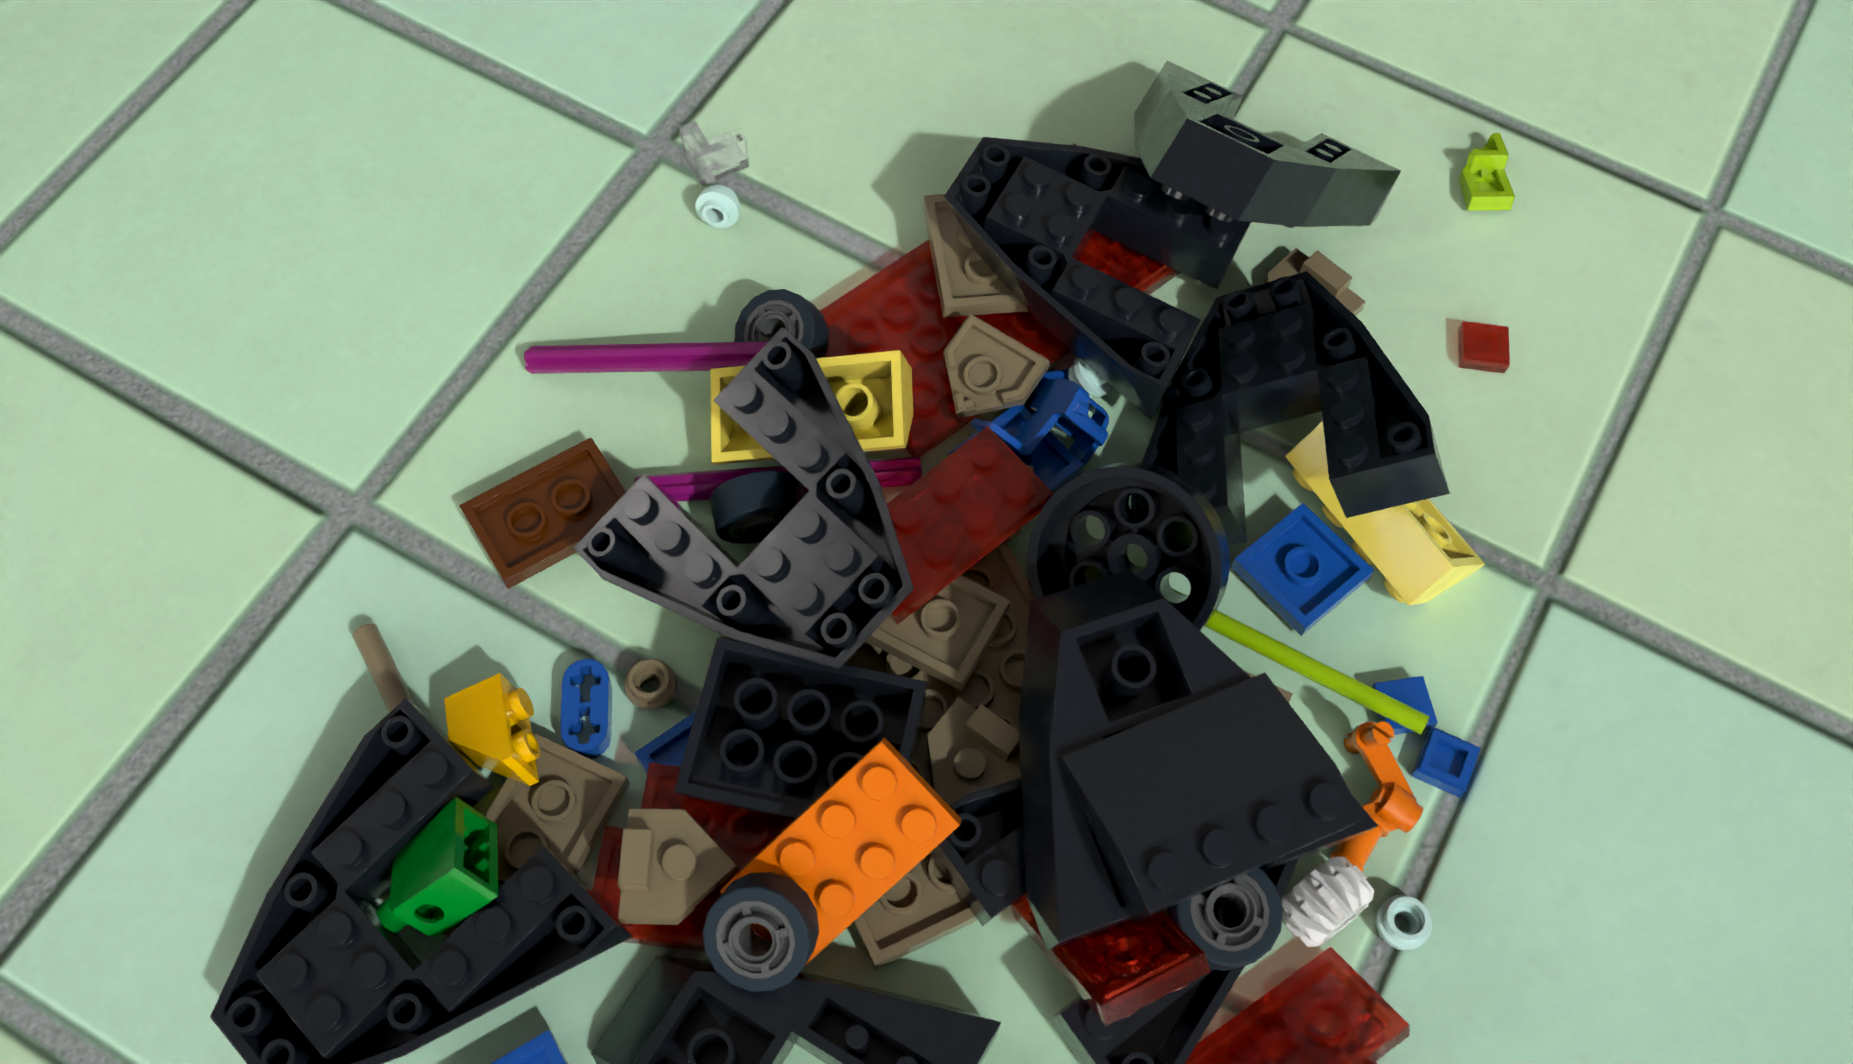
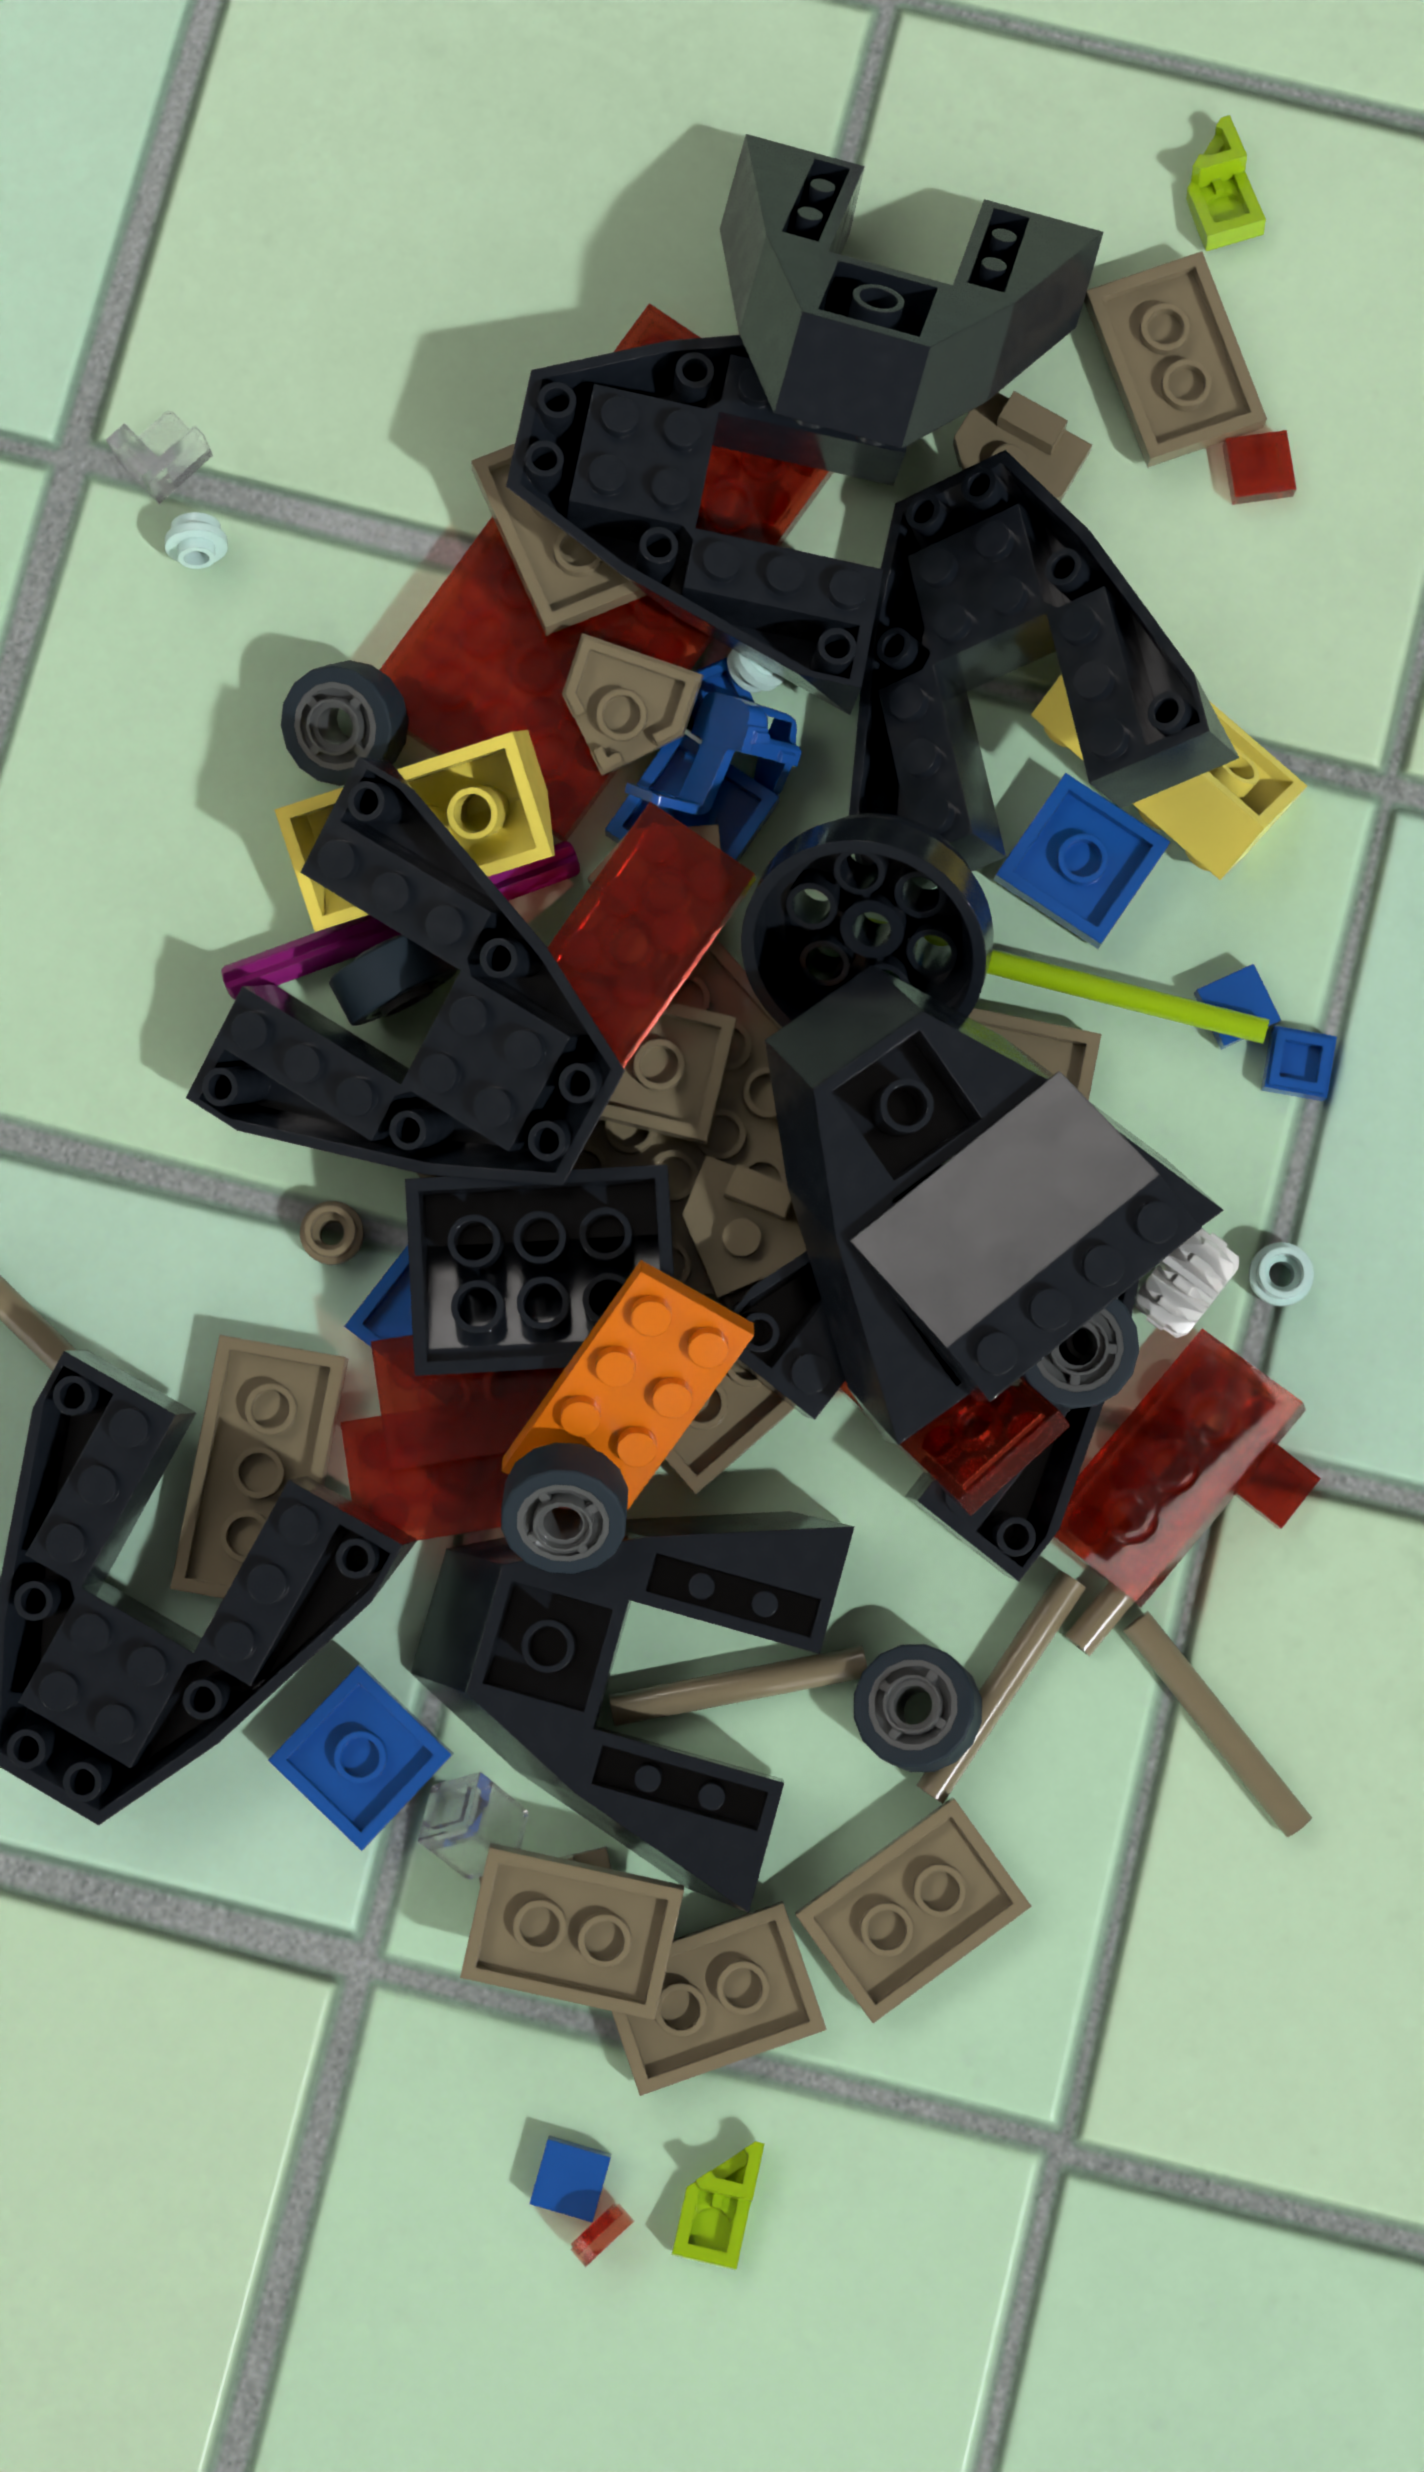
camera: 10 degrees left, 20 degrees up
(443, 872) = (184, 1535): green torso -> none
(494, 728) = (170, 1345): yellow slope -> none
(543, 511) = (129, 1047): reddish brown plate -> none
(574, 708) = (251, 1288): blue beam -> none
(639, 357) = (193, 800): magenta axle -> none
(667, 867) = (433, 1458): dark tan plate -> none
(1391, 803) = (1242, 1138): orange pin -> none
(1435, 265) = (1174, 359): none -> dark tan plate

